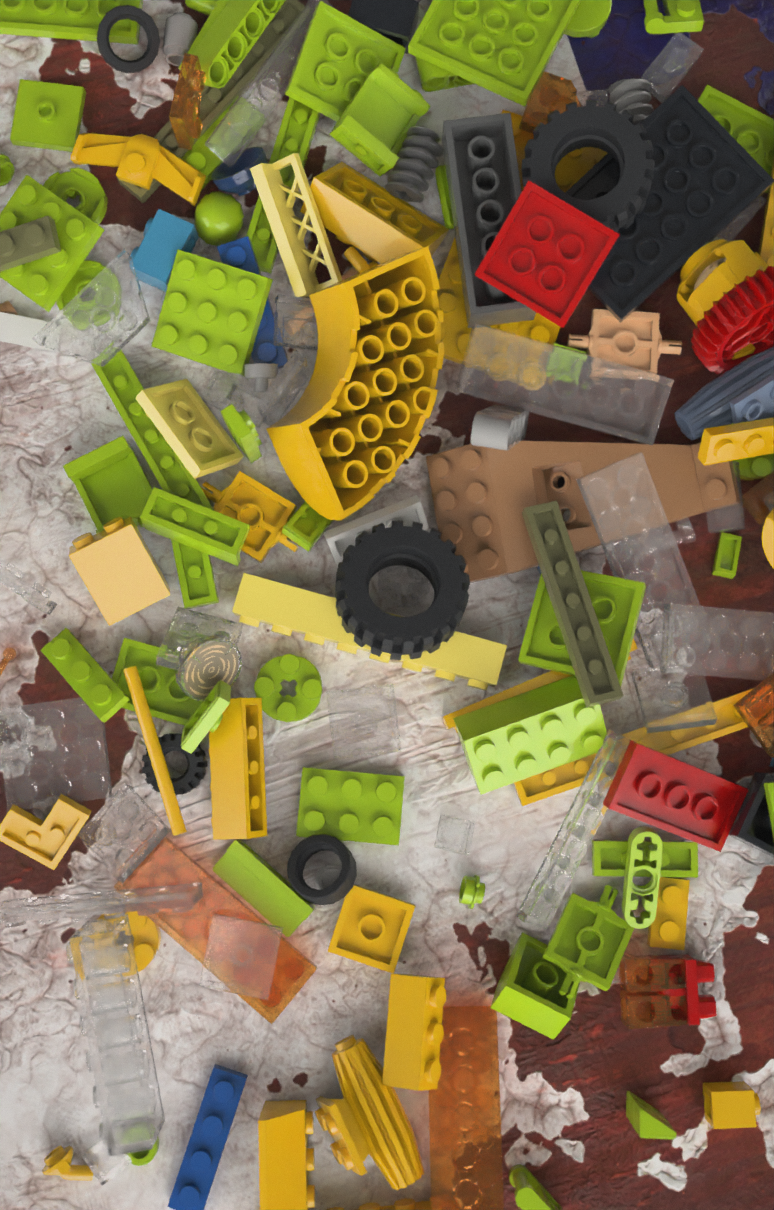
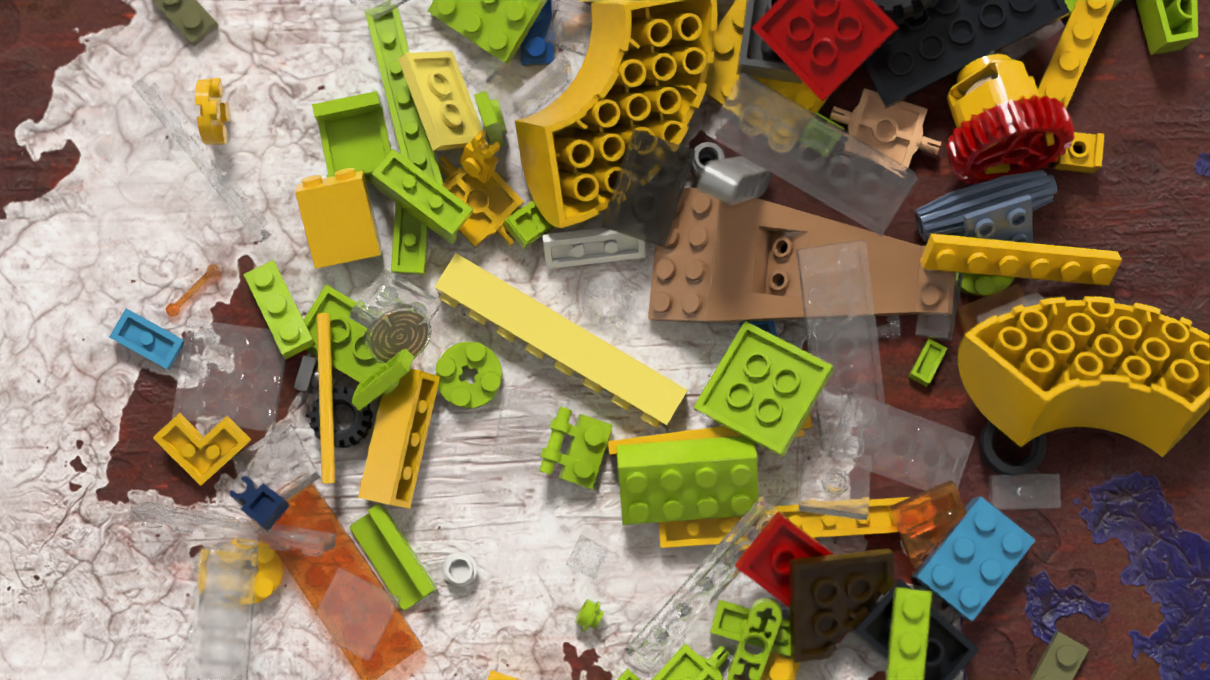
camera: 20 degrees right, 0 degrees up
(118, 873) = (260, 503): none -> dark blue plate
(130, 732) = (307, 375): none -> flat silver plate
(241, 473) = (479, 157): none -> yellow plate
(261, 373) = (524, 66): light grey tile -> none
(304, 852) = (438, 535): black tyre -> none
(350, 805) = (497, 503): lime plate -> none
(371, 928) = (484, 623): yellow plate -> none
(409, 548) = (608, 268): black tyre -> none
(415, 459) = (648, 188): none -> clear smoke tile
(422, 731) = (584, 450): none -> lime plate
(461, 409) = (705, 151): none -> light grey brick
(572, 604) = (757, 366): olive plate -> none
(706, 809) = (833, 597): none -> dark brown plate

